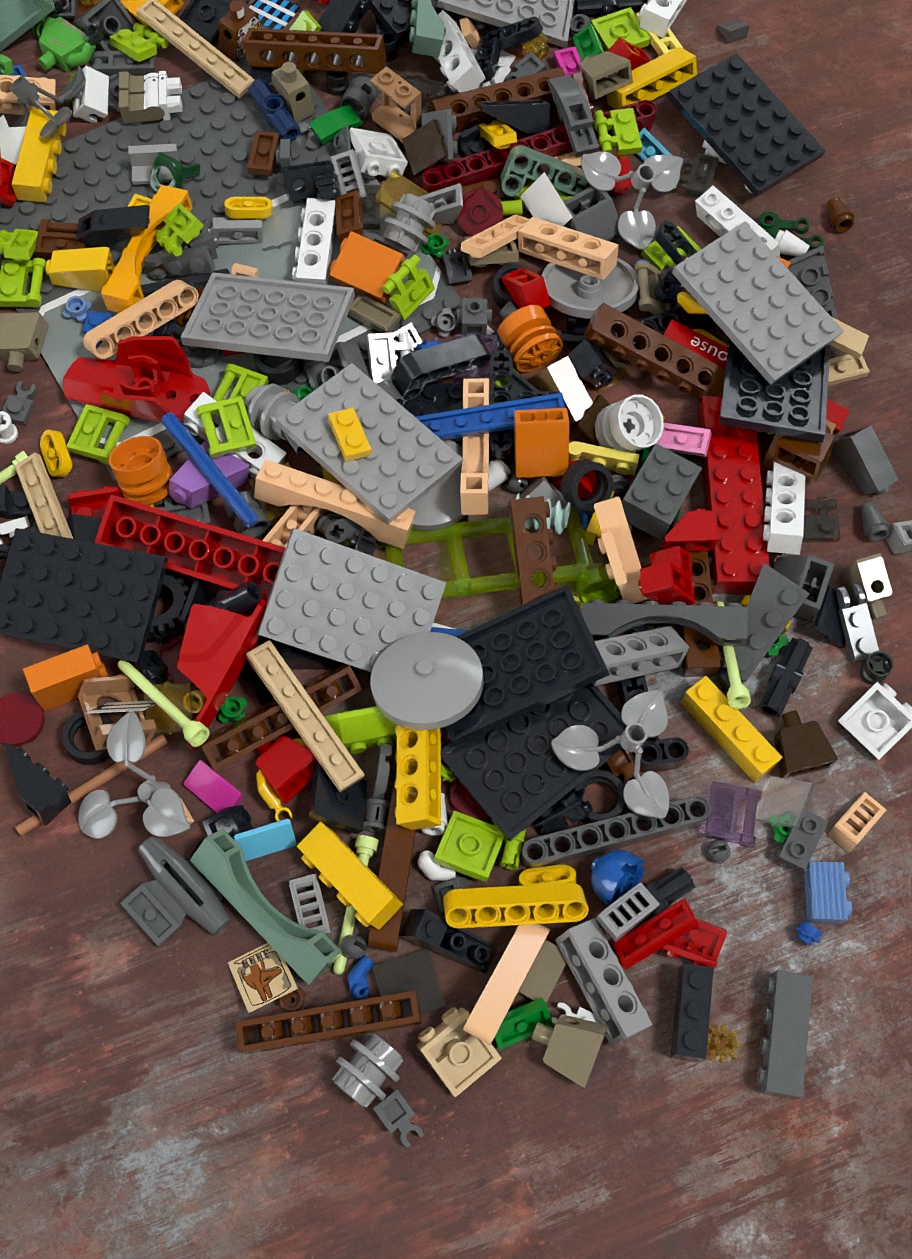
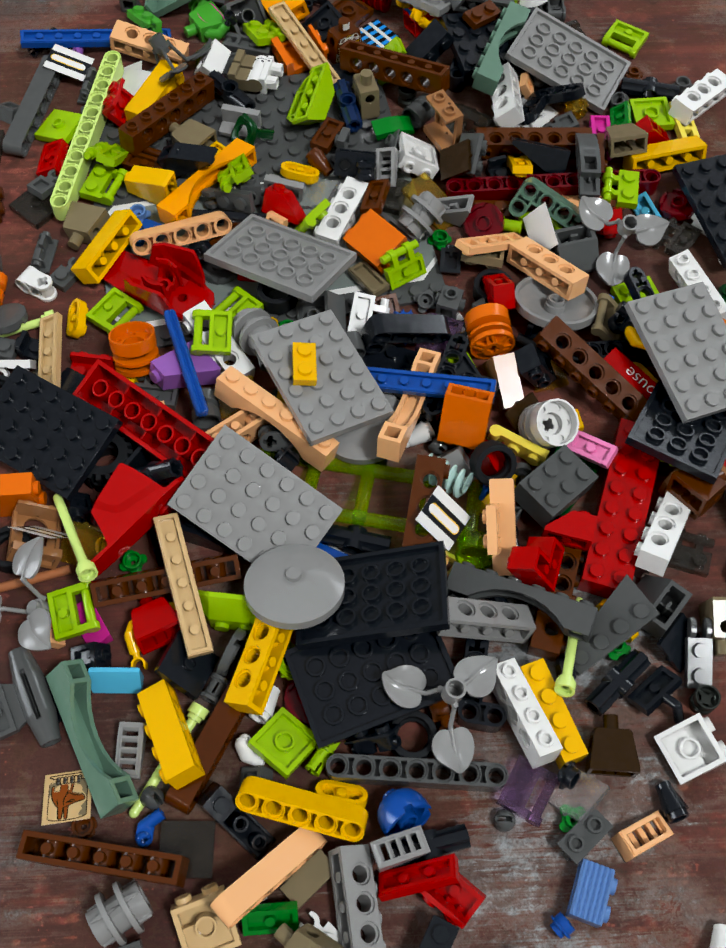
camera: 20 degrees right, 5 degrees down
(58, 358) = (106, 247): none -> yellow brick
(65, 176) = (173, 107): none -> reddish brown brick
(104, 193) = (192, 133): none -> dark tan torso
(127, 127) = (230, 91): none -> black piece
(179, 65) = (289, 57): none -> orange panel
(180, 779) = (65, 612): none -> lime plate
(229, 110) = (313, 97): none -> lime wedge
(245, 250) = (283, 202): none -> red slope
(264, 186) = (317, 159): none -> reddish brown cone
(285, 262) = (314, 216): none -> lime plate
(467, 611) = (355, 539): none -> black piece
(557, 560) = (443, 517): none -> sticker
(681, 136) = (675, 205): none -> dark red tile
(707, 739) = (525, 715): none -> white brick
(768, 786) = (568, 776): none -> black plate
(828, 672) = (658, 690): none -> black plate
(875, 780) = (671, 803): none -> black cone

